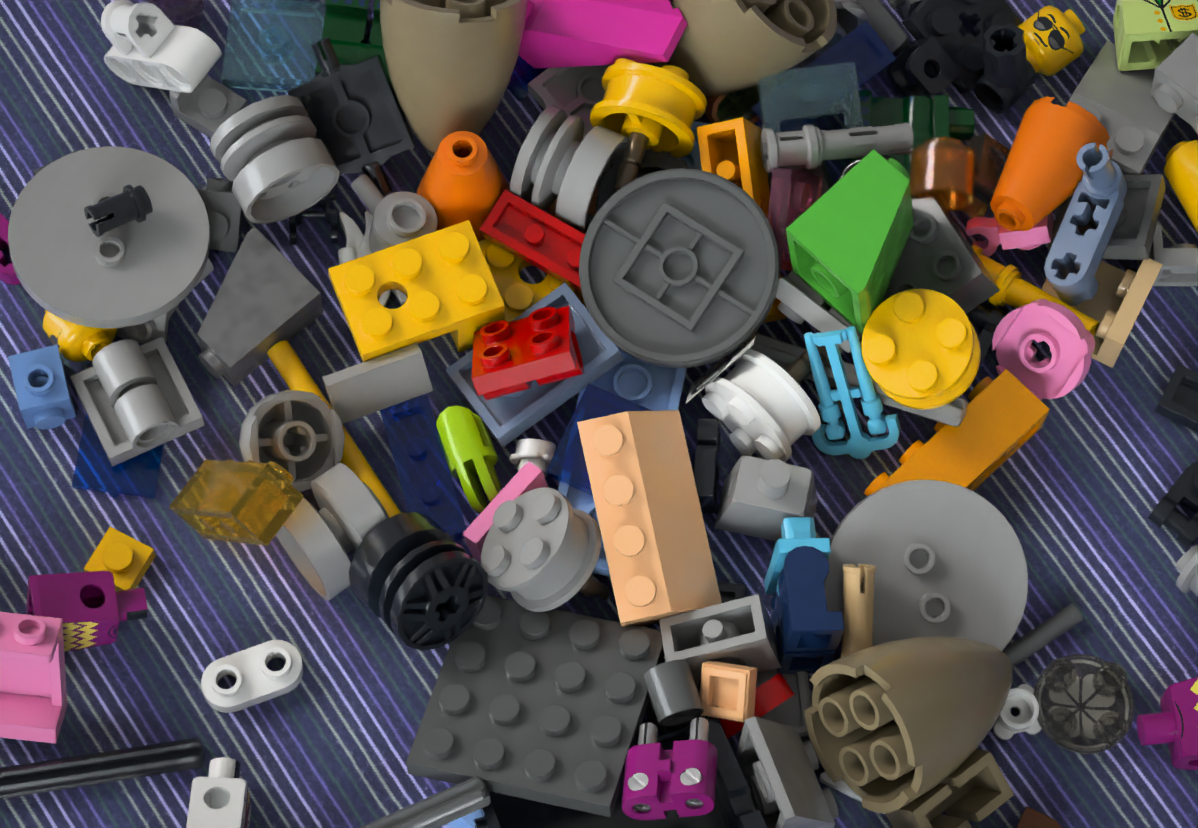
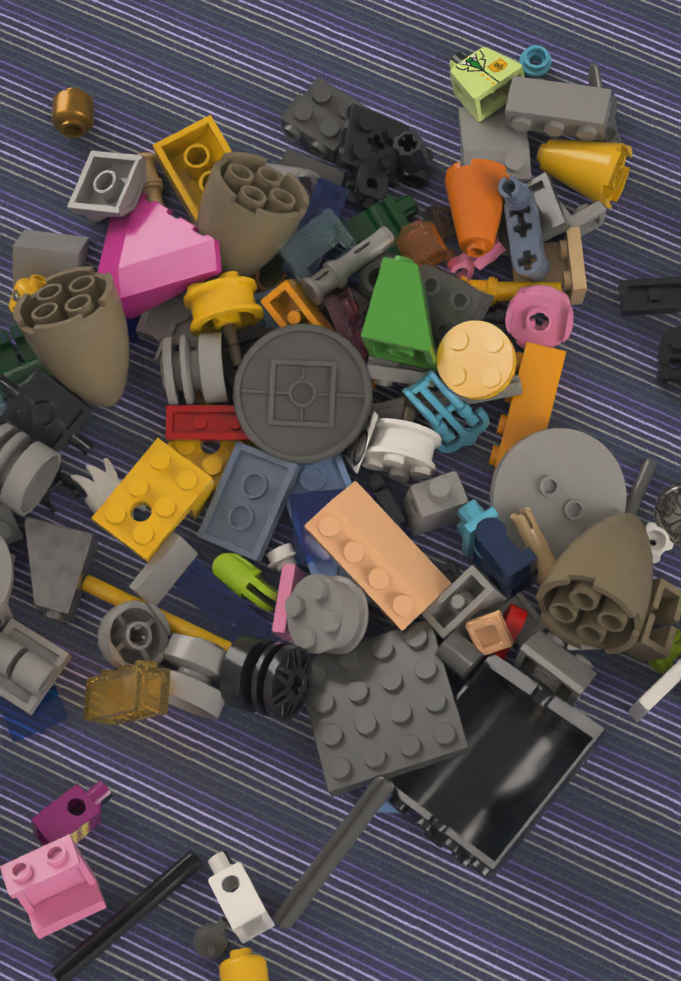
camera: 25 degrees left, 5 degrees up
(123, 557) = (72, 770): yellow plate -> none
(254, 680) = (198, 792): white plate -> none
(396, 216) = (112, 461): light grey piece -> none
(462, 181) = (136, 420): orange cone -> none
(525, 350) = (242, 498): red plate -> none
(670, 779) = (492, 708): magenta piece -> none
(1052, 39) = (429, 124): yellow head -> none

